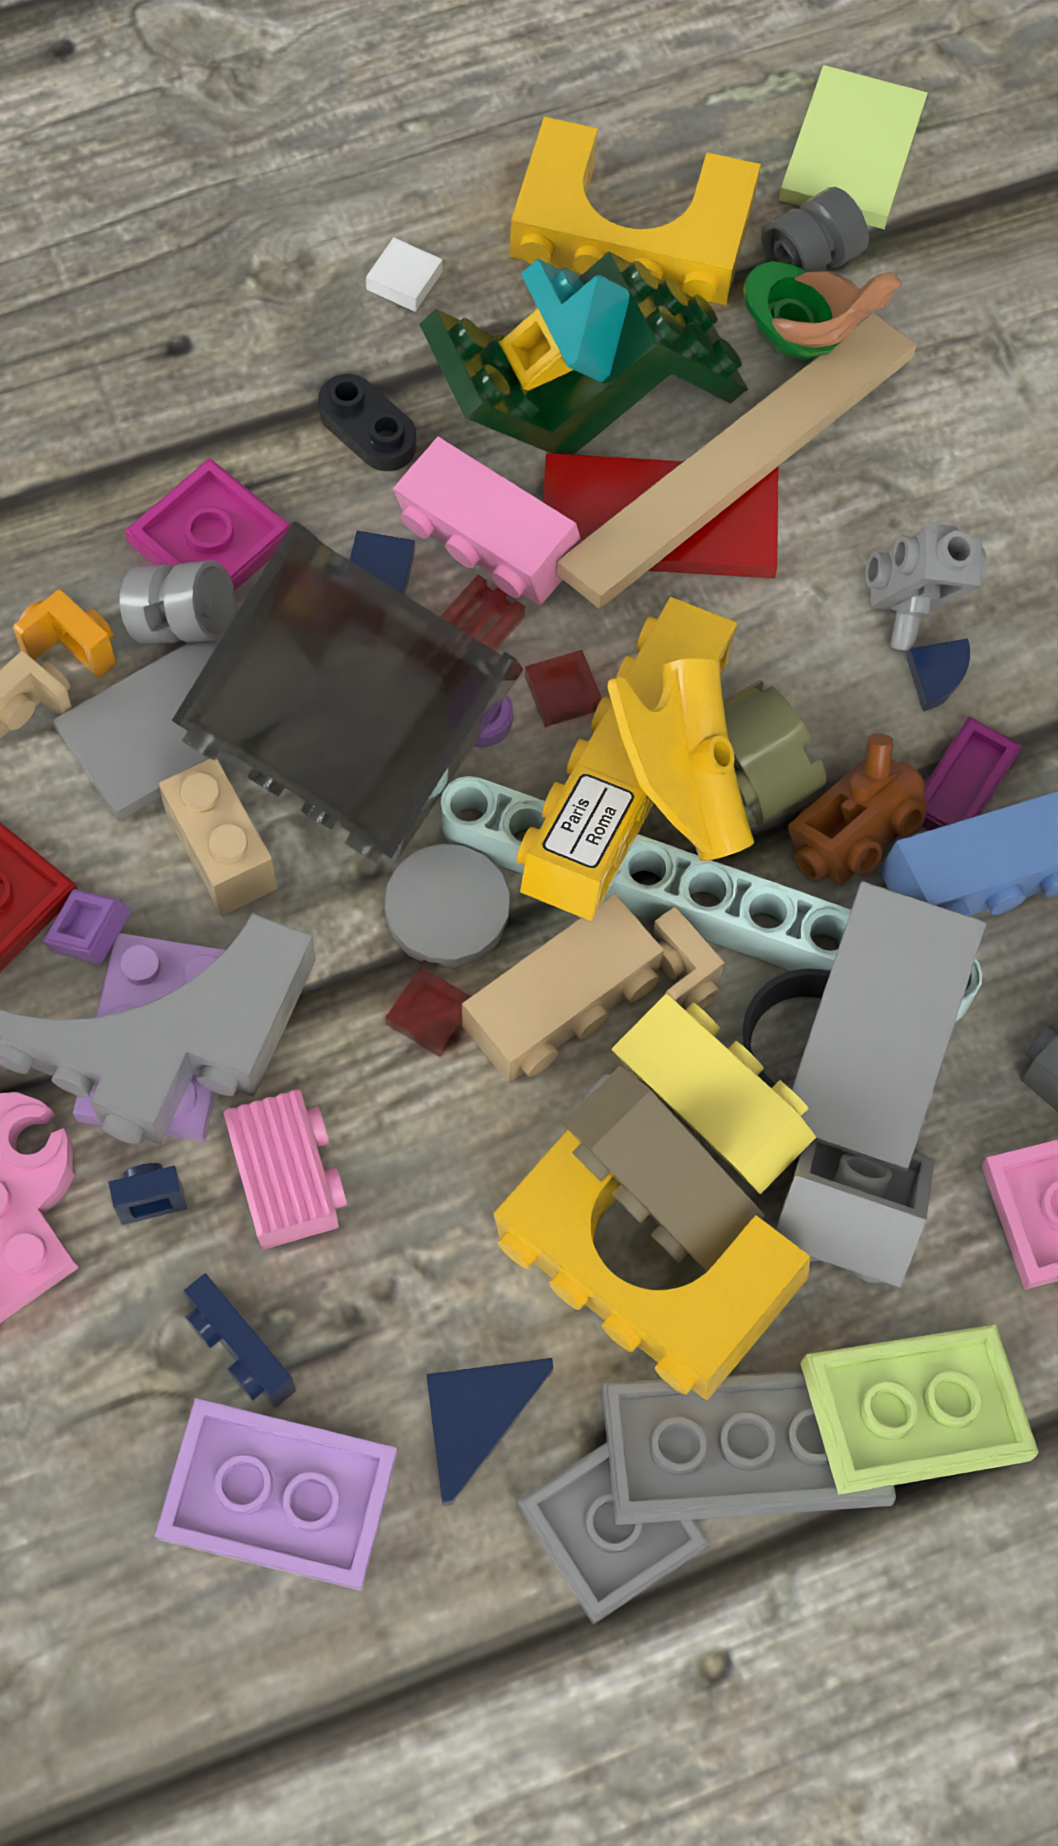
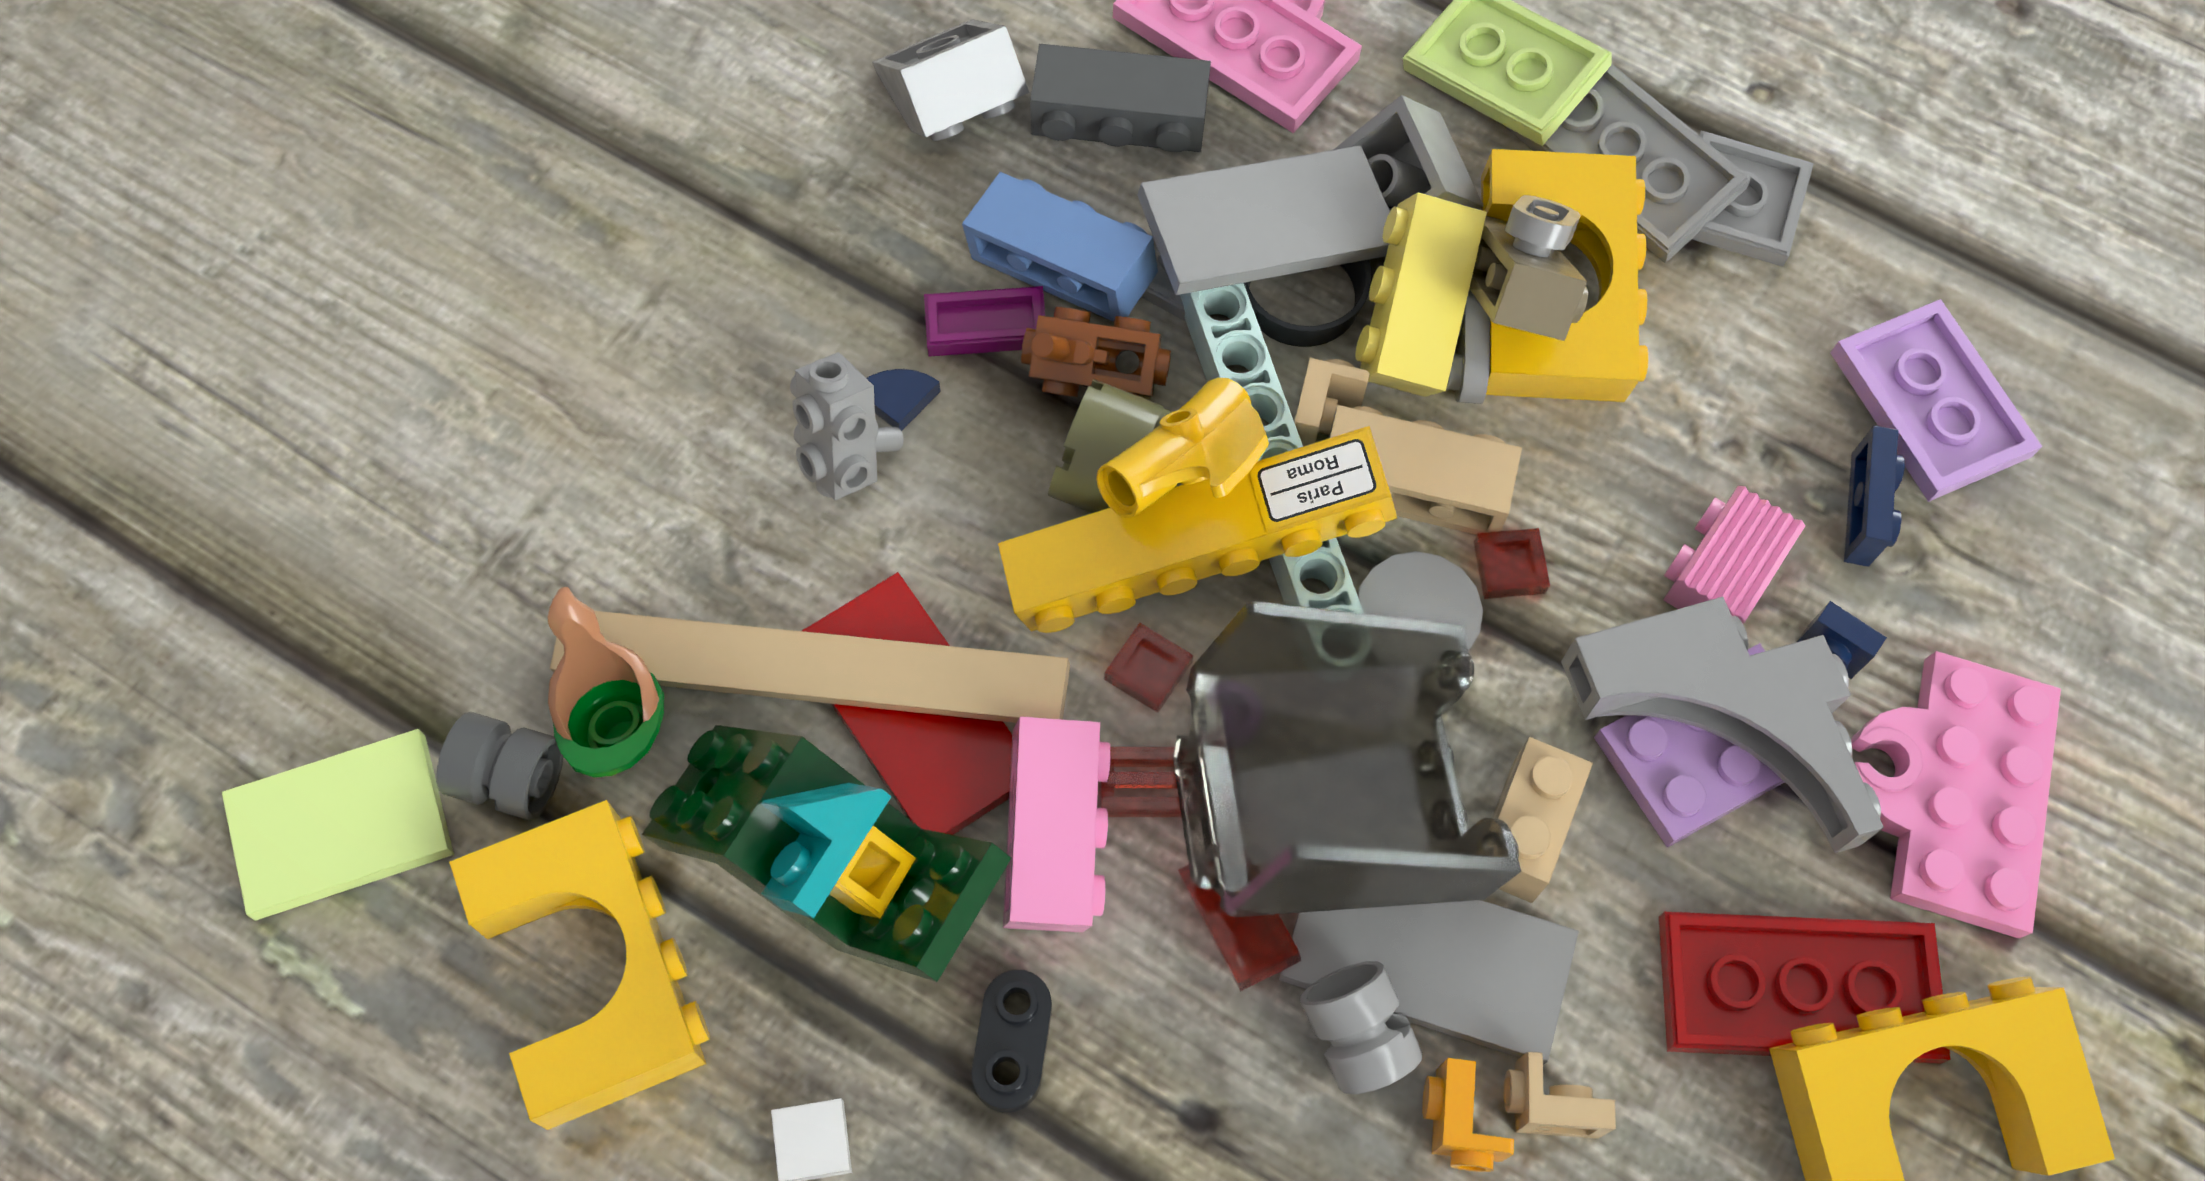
camera: 125 degrees left, 0 degrees up
(87, 926) = (1690, 869): medium lavender tile -> none
(210, 520) = (1246, 1090): dark pink tile -> none
(384, 557) = (1156, 906): dark blue tile -> none
(475, 1412) = (1757, 323): dark blue tile -> none
(689, 1197) = (1541, 225): none -> light grey plate

